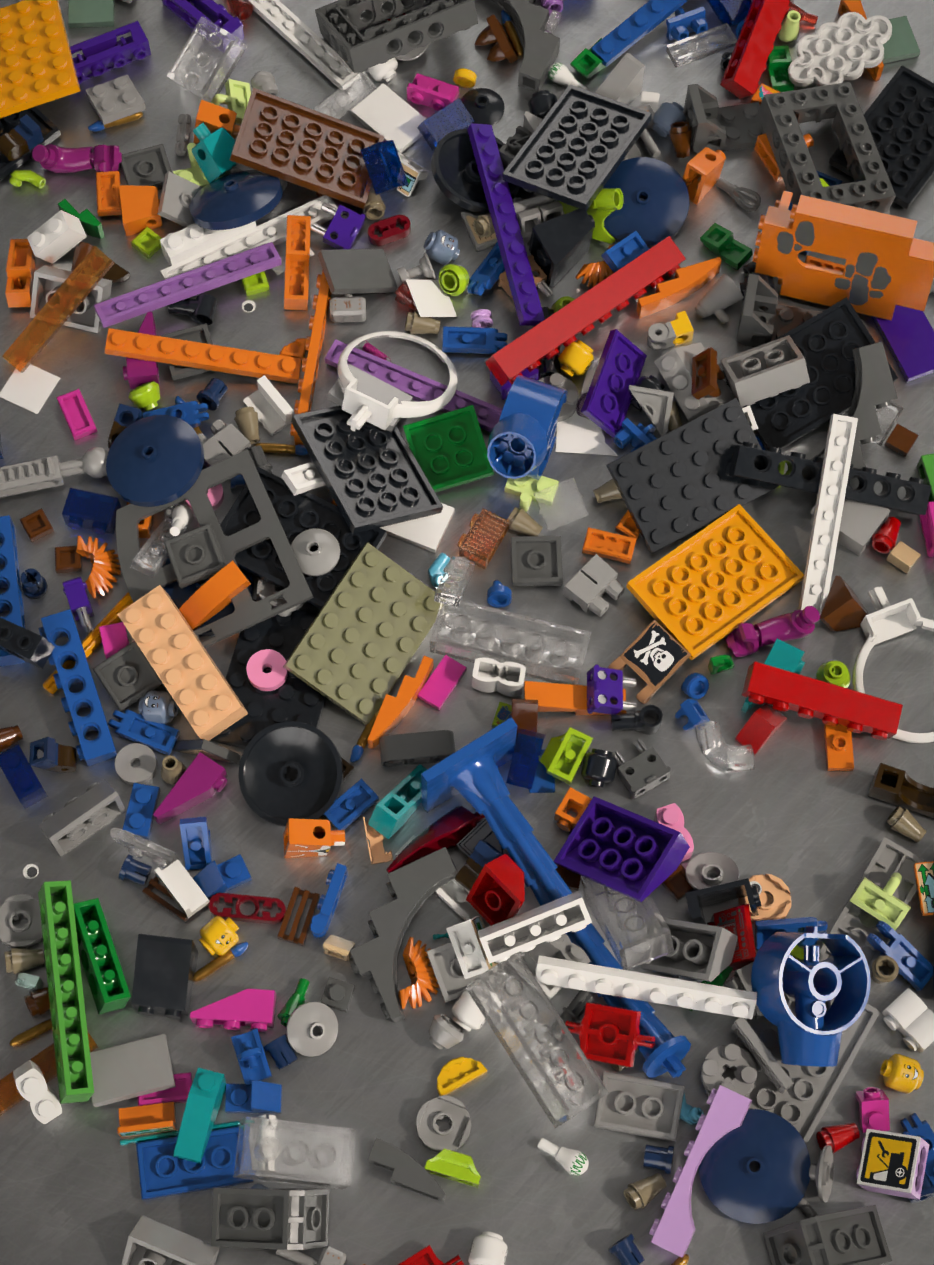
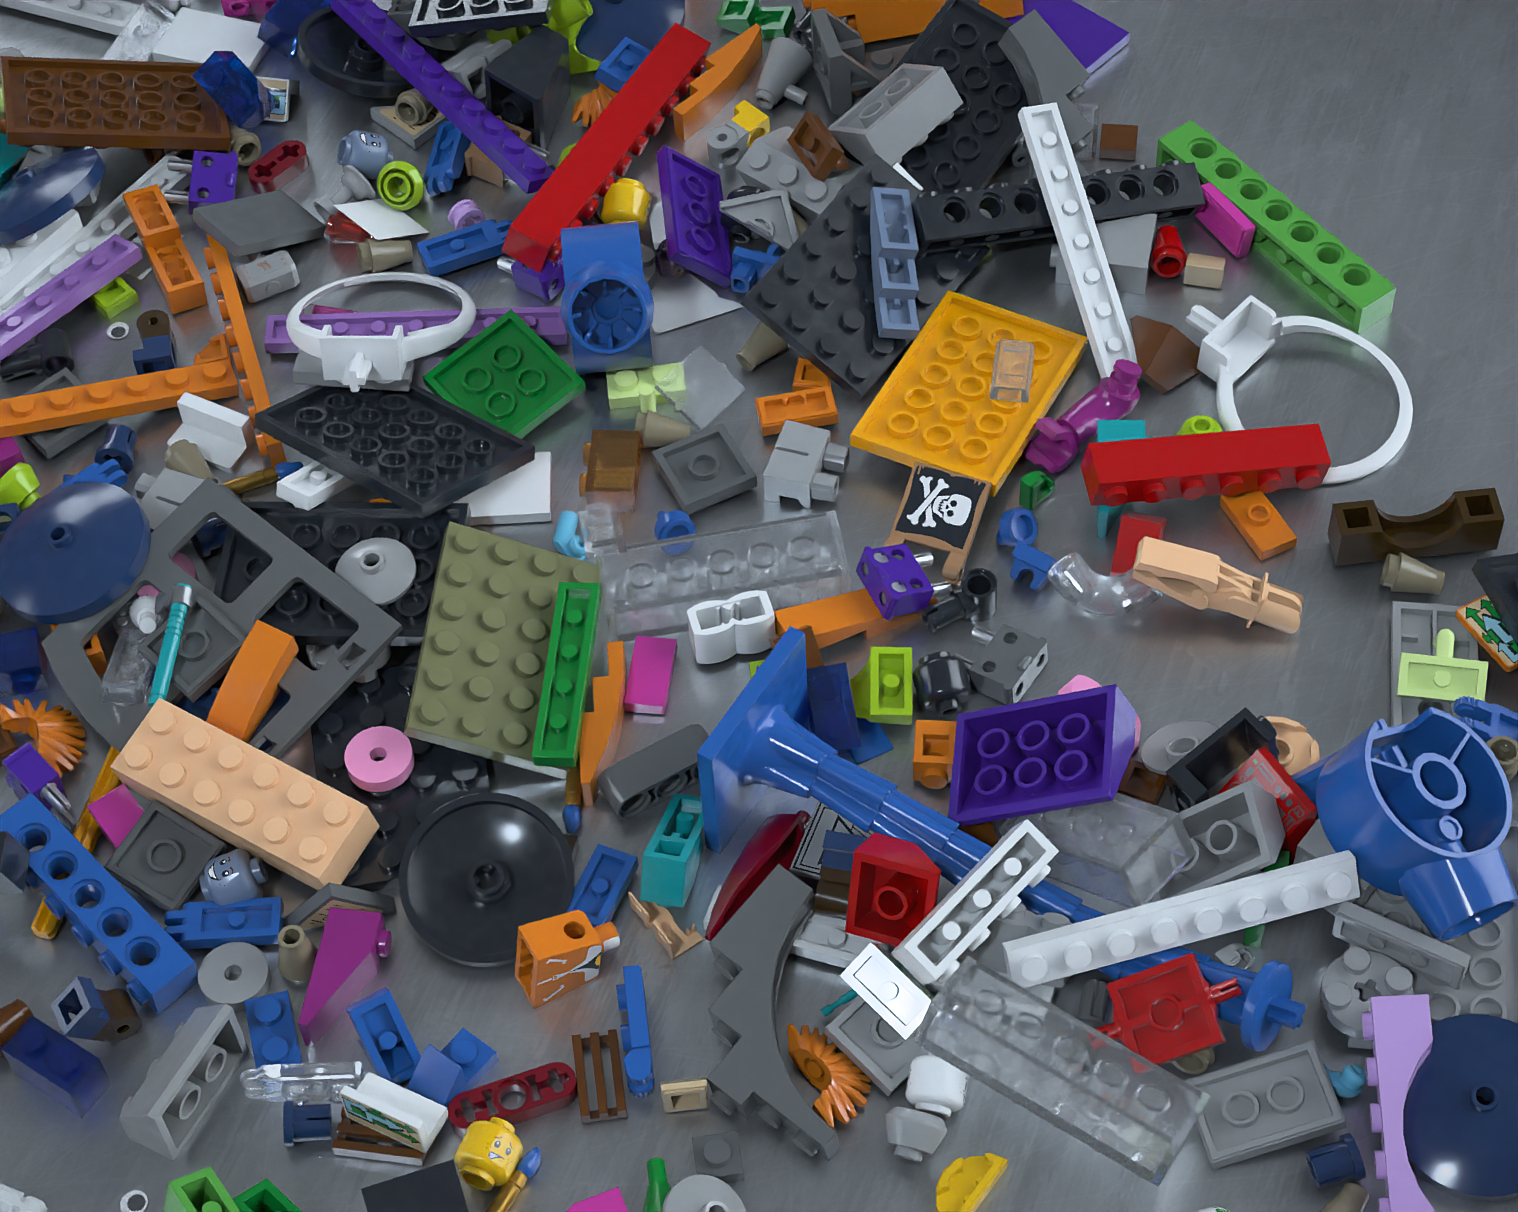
camera: 20 degrees left, 15 degrees down
(197, 526) = (179, 601): none -> teal piece
(264, 332) = (157, 342): none -> dark blue leg
(390, 668) = (567, 675): none -> green plate
(669, 1015) = (1235, 955): none -> light grey tile
(710, 477) = (893, 263): none -> sand blue slope
(745, 581) = (1012, 371): none -> clear tile
(780, 775) = (1207, 582): none -> light nougat arm

